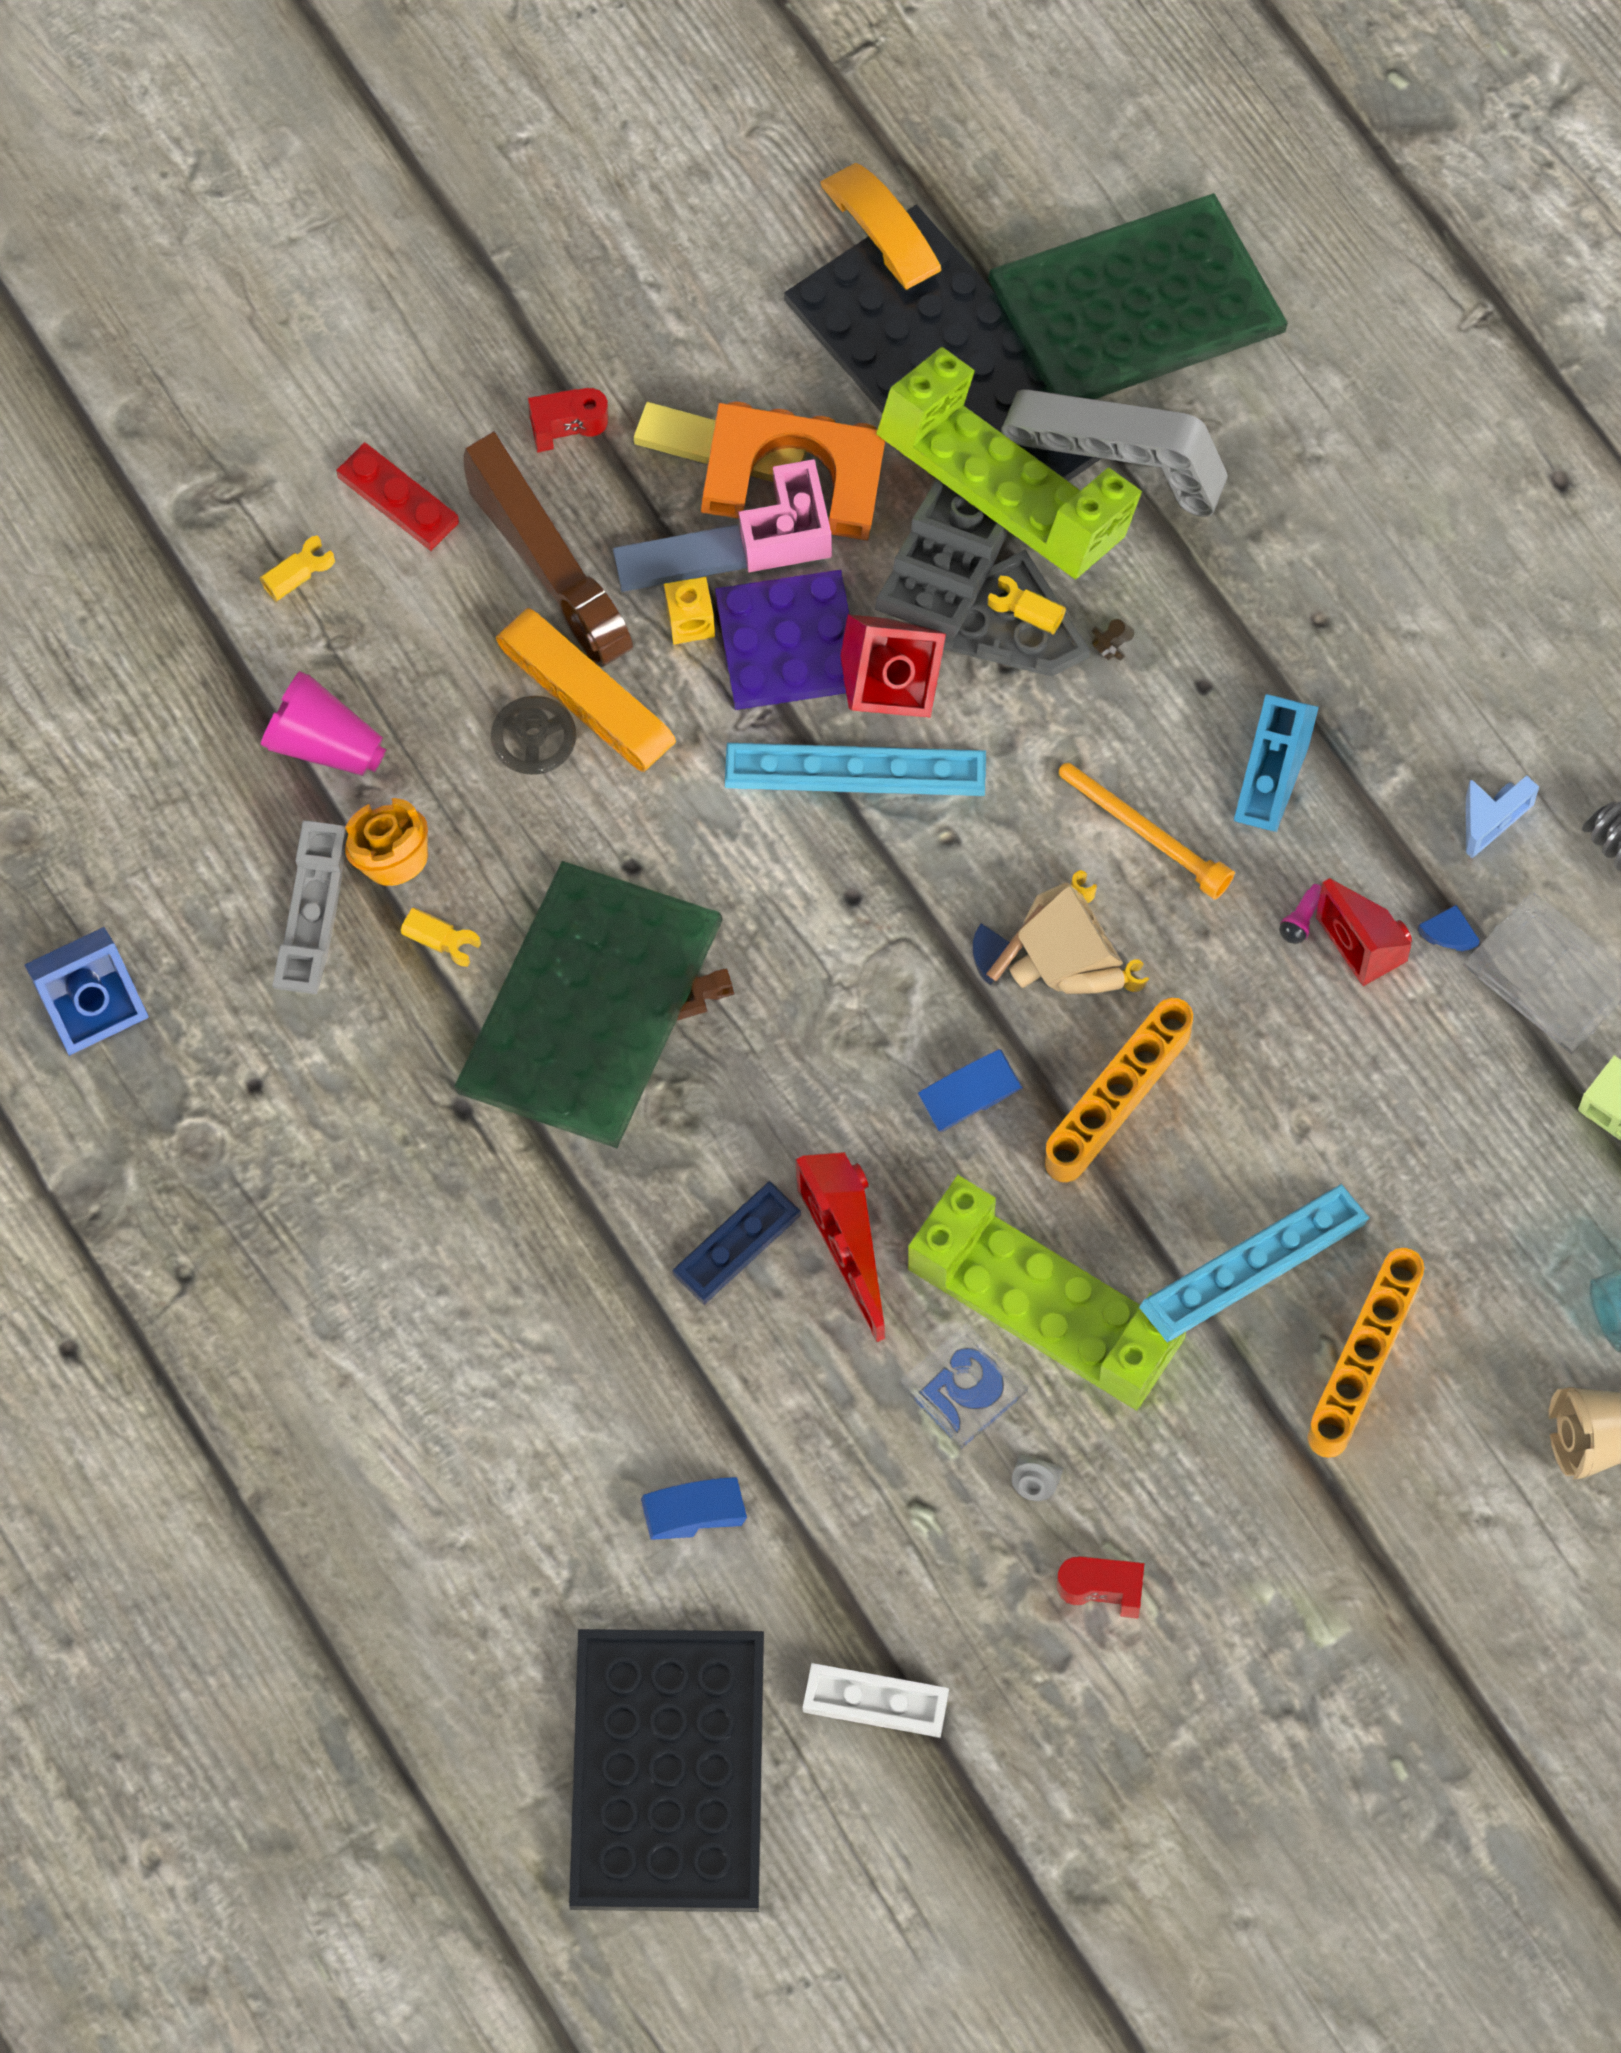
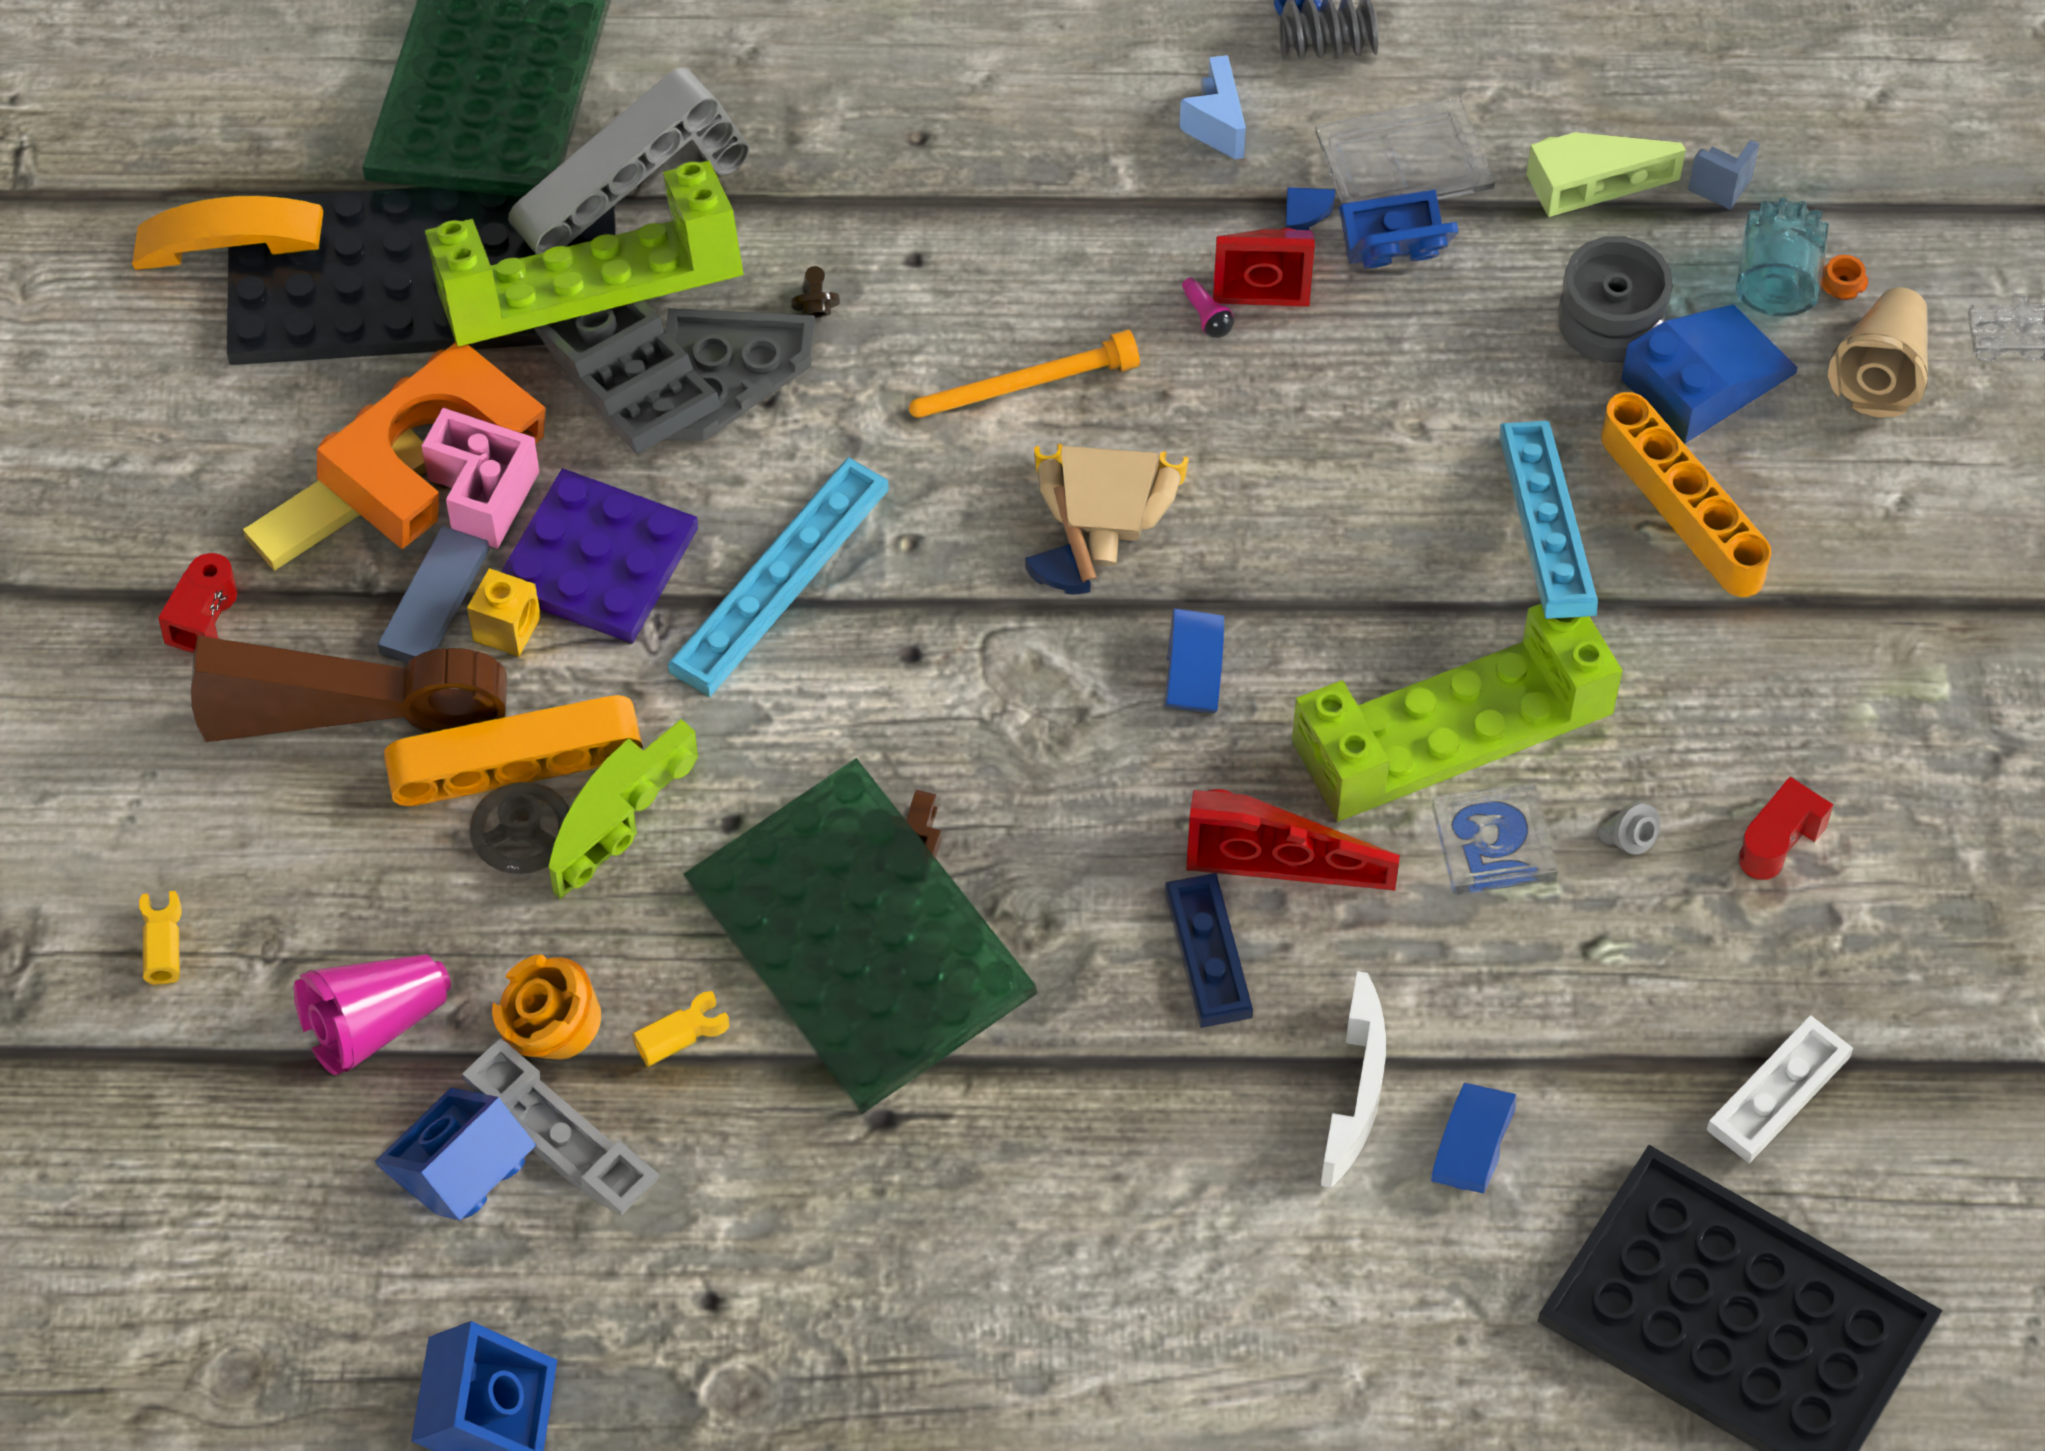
camera: 60 degrees left, 10 degrees down
(250, 857) = (458, 1153): none -> slope
(397, 496) = (155, 803): red plate -> none
(567, 778) = (603, 812): none -> lime slope
(631, 1423) = (1350, 1133): none -> white slope
(890, 666) = (703, 475): red slope -> none
(1027, 606) = (733, 332): yellow bar -> none
(1123, 1070) = (1283, 559): light orange beam -> none
(1275, 761) = (1041, 237): dark azure slope -> none
(1466, 1004) = (1395, 227): none -> blue bracket
(1506, 1305) = (1703, 368): none -> blue slope
(1510, 1200) = (1613, 296): none -> dark grey wheel

